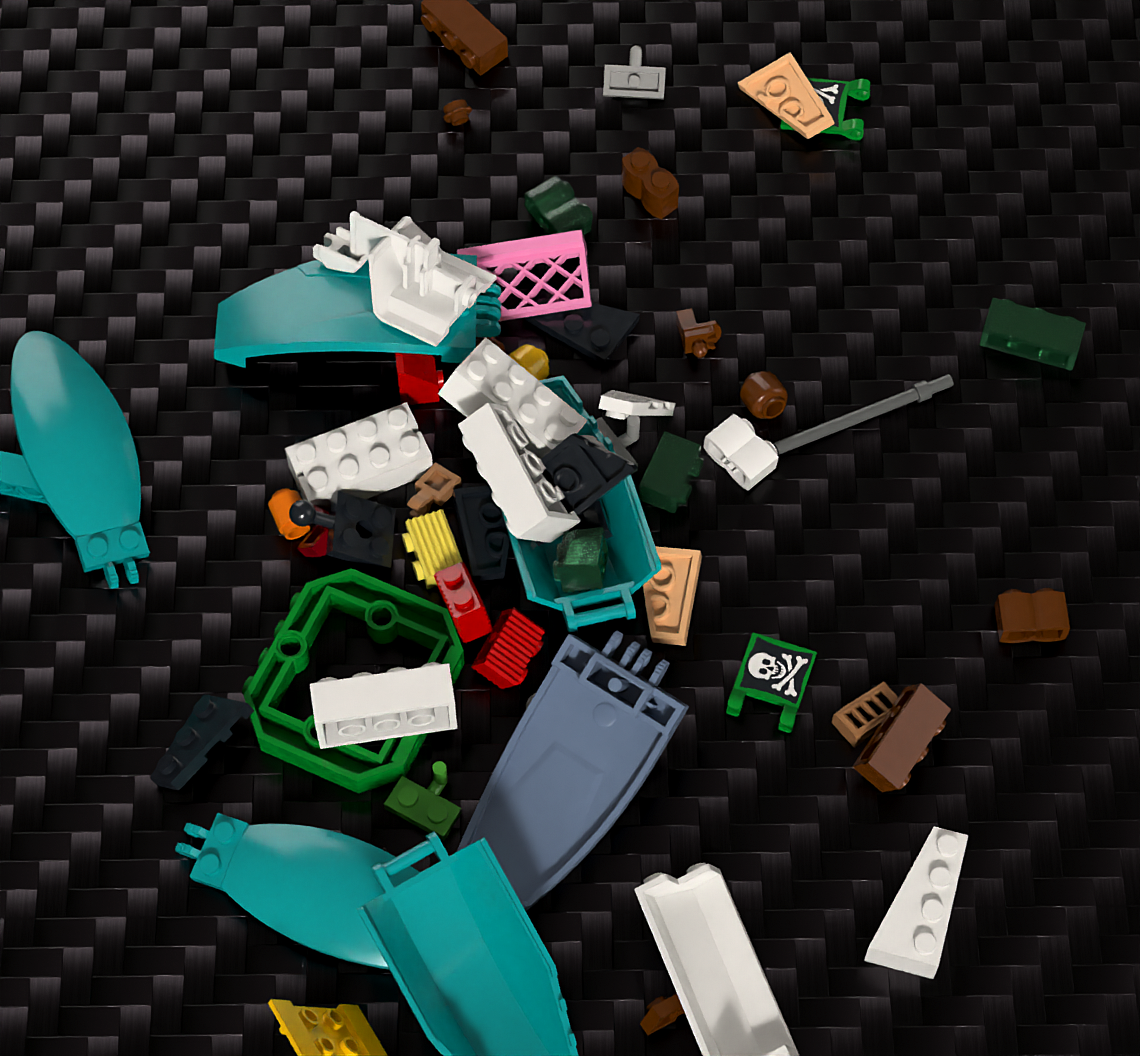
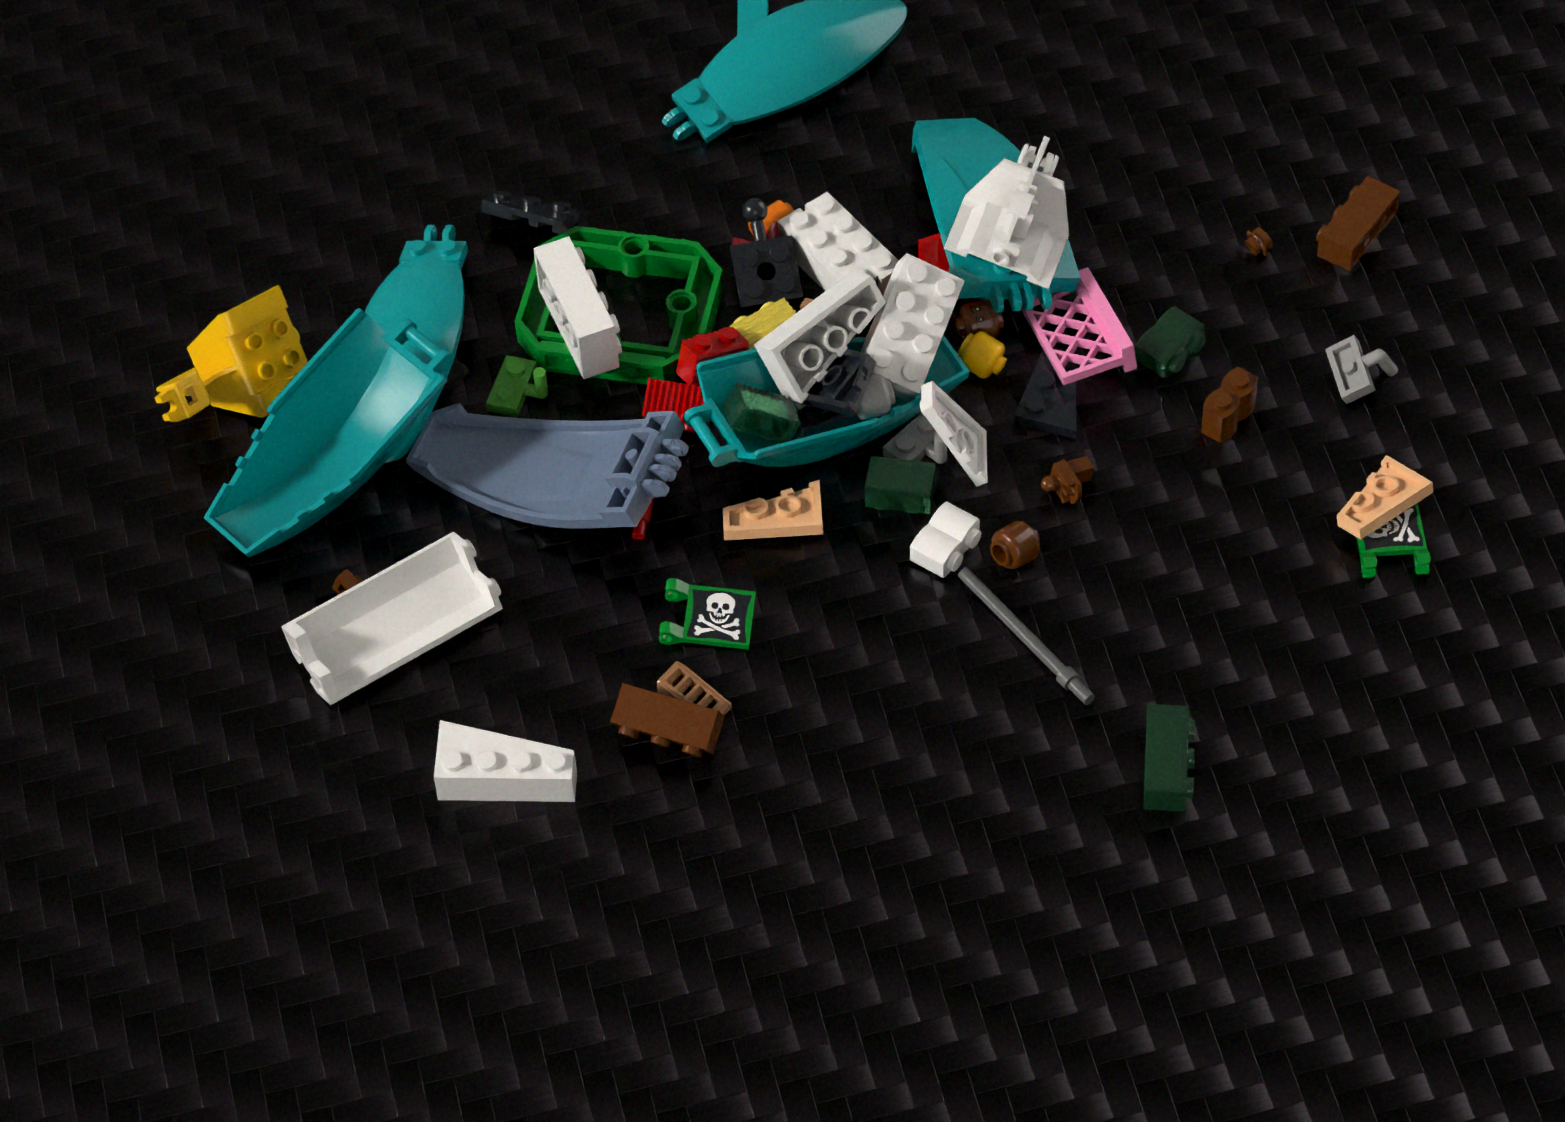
camera: 80 degrees right, 10 degrees down
(1031, 616) = (834, 809): reddish brown brick -> none

